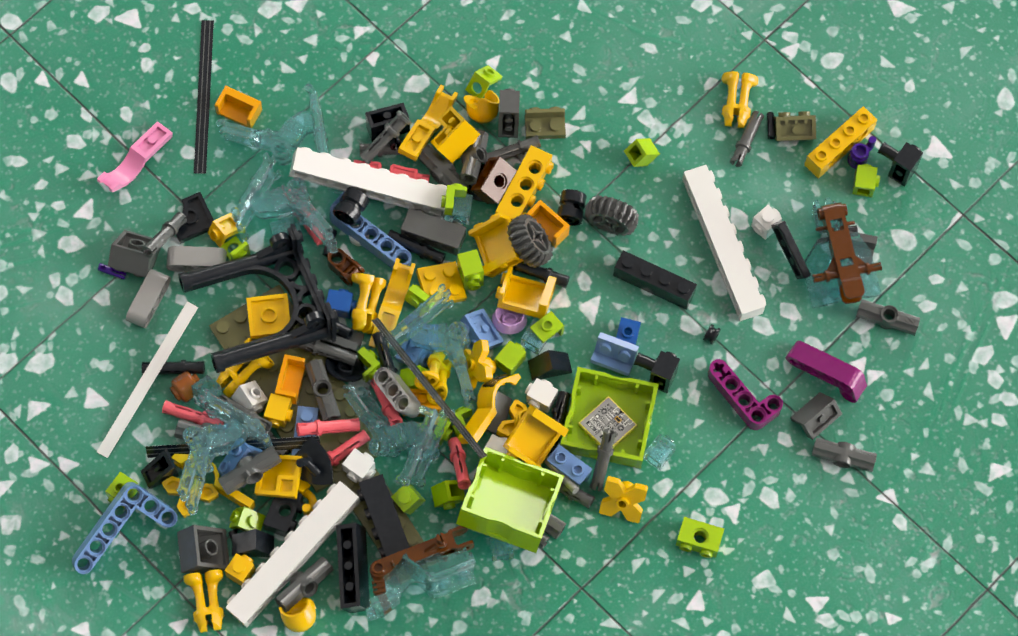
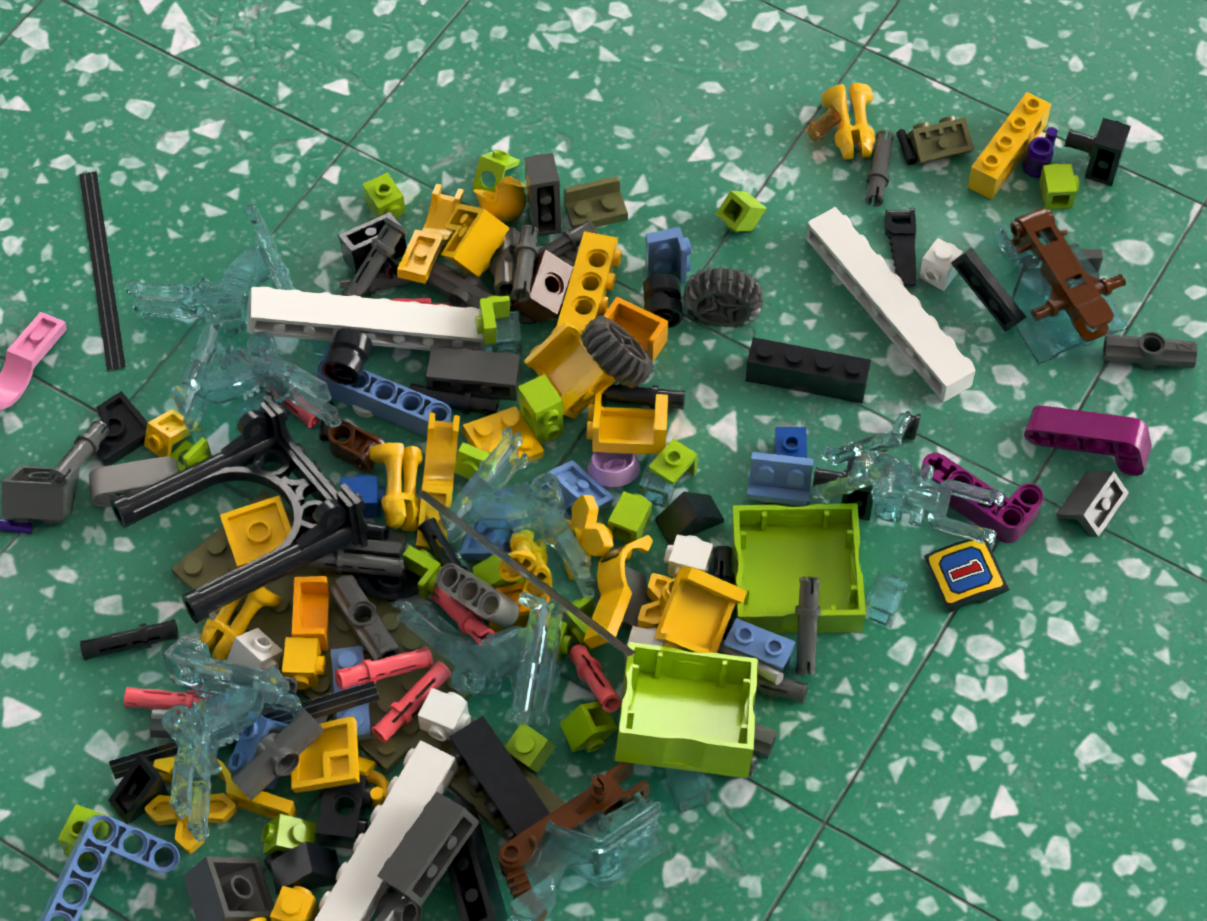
camera: 10 degrees left, 10 degrees down
(147, 379) = (91, 666): white sticker -> none
(148, 298) = (72, 550): light grey beam -> none
(182, 386) = (148, 662): dark orange head -> none
(238, 107) = (154, 265): light orange panel -> none
(315, 463) = (377, 724): black shield -> none
(328, 552) = (428, 848): none -> dark grey brick
(403, 87) = (384, 196): none -> lime brick
(486, 155) = (526, 254): none -> dark grey pin
(583, 173) = (667, 252): none -> medium blue bracket
(607, 416) = (782, 575): tile -> none
(623, 497) = (854, 675): yellow plant -> none
(684, 381) = (899, 490): none -> clear light blue piece
(692, 528) = (996, 698): lime brick -> none
(713, 99) = (818, 128): none -> clear orange pin
(718, 445) = (966, 573): none -> slope
(746, 200) = (903, 243): none -> black piece
(844, 454) = (1151, 546): dark grey piece -> none

